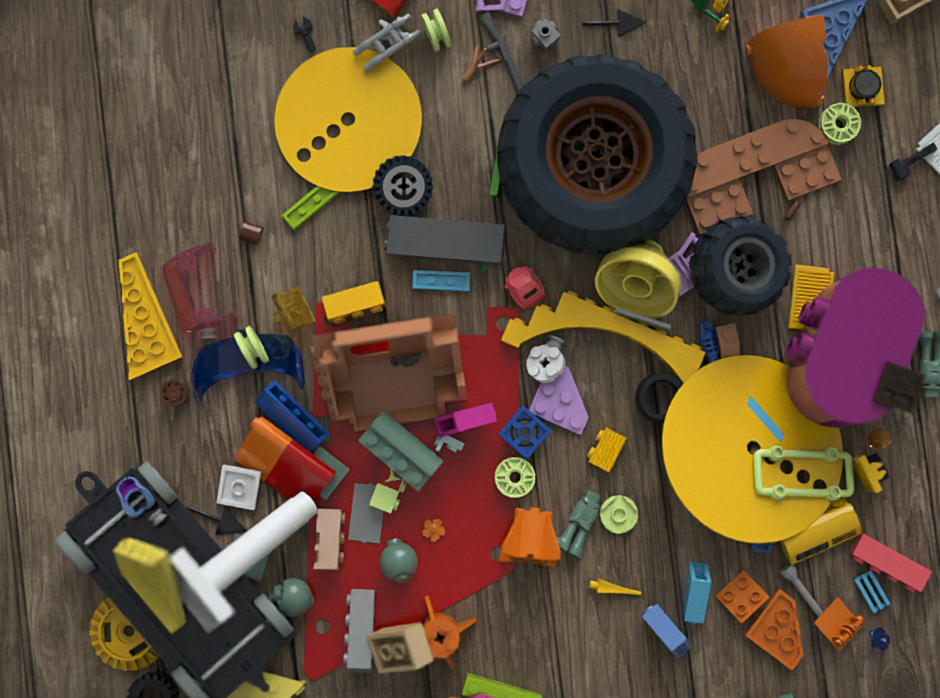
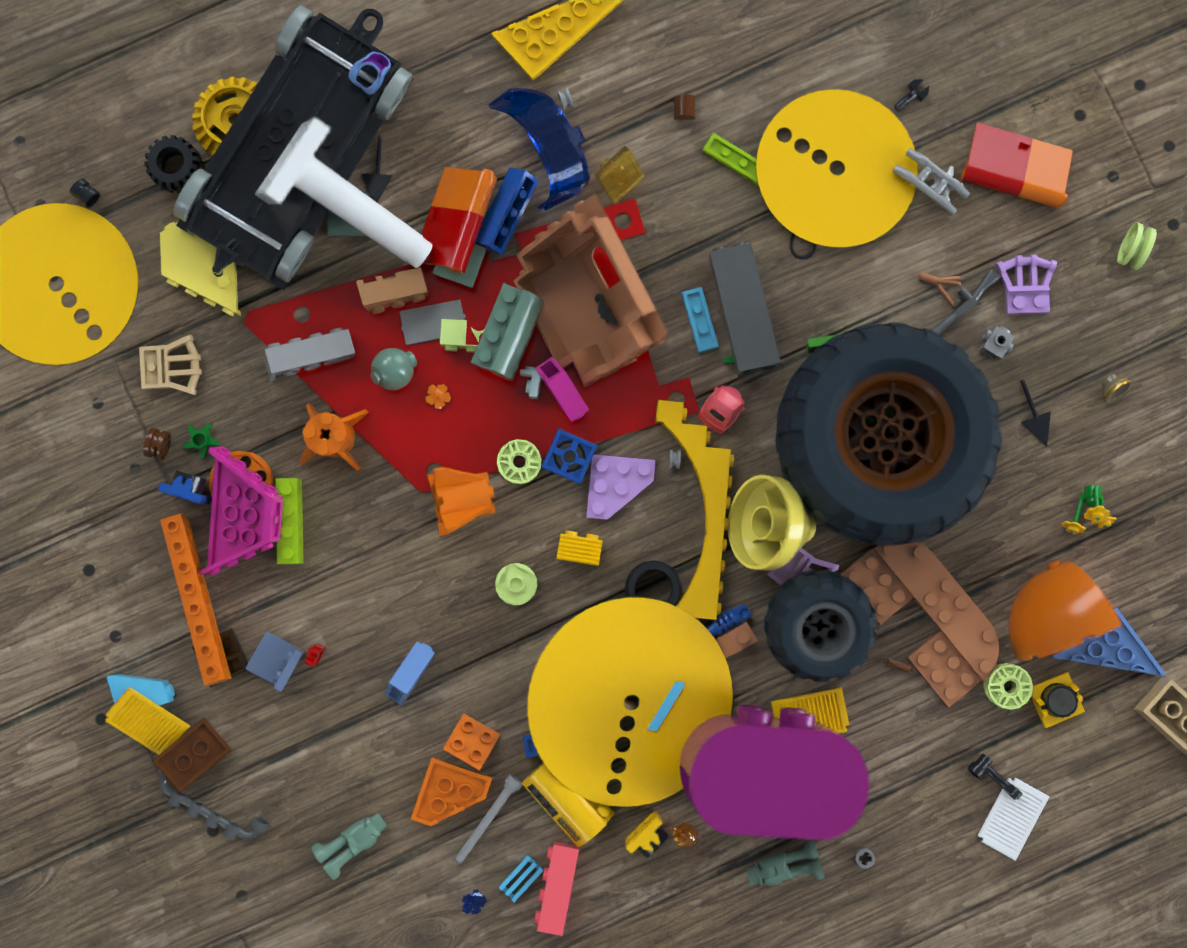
camera: 70 degrees right, 0 degrees up
(152, 578) = (288, 116): light yellow piece -> none
(157, 517) = (357, 103): light grey bush -> none
(175, 392) = (492, 83): reddish brown wheel -> none
(189, 317) = (577, 73): clear pink windscreen -> none
(239, 487) = (417, 181): white plate -> none
(251, 347) = (565, 144): yellowish green wheel -> none
(291, 597) = (320, 271): sand green brick -> none
(354, 302) = (647, 234): yellow piece -> none
(400, 648) = (301, 396): tan brick -> none
(422, 185) = (779, 225): wheel -> none
(436, 30) = (962, 226): yellowish green wheel -> none
(552, 370) = (653, 445): white plate -> none
(583, 516) = (502, 546): sand green piece -> none
(605, 587) = (435, 594): yellow piece -> none
(653, 324) = (728, 536): light grey piece -> none
(696, 592) = (460, 691): medium azure slope -> none
(778, 491) = (594, 742): yellowish green bar -> none
(838, 624) = (475, 853): orange hinge -> none
(899, 387) = (746, 833): dark brown slope -> none

